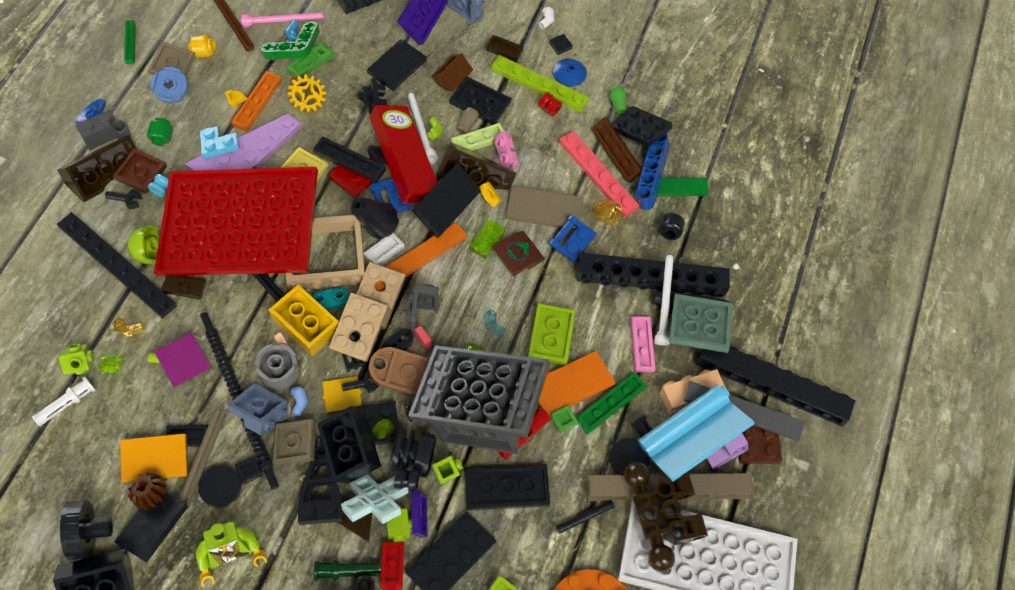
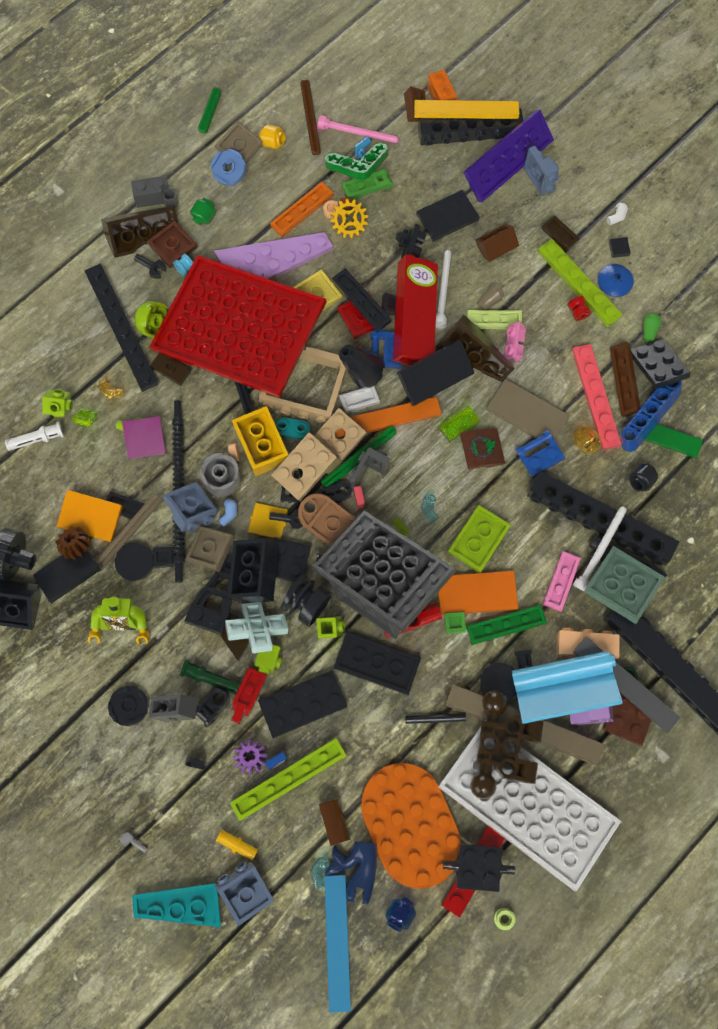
camera: 30 degrees right, 10 degrees up
(91, 110) = (151, 170): blue dish -> none
(213, 144) = (247, 242): medium azure plate -> none
(235, 97) = (283, 199): yellow tile -> none
(282, 92) = (328, 208): none -> light nougat tile
(383, 428) = (288, 568): clear neon green tile -> none
(404, 304) = (352, 461): none -> green axle
(406, 478) = (289, 622): black wheel -> none
(419, 514) = (290, 656): dark purple tile -> none
(436, 129) = (457, 296): lime arm -> none
(485, 100) = (514, 280): black tile -> none
(490, 194) = (480, 380): yellow piece -> none

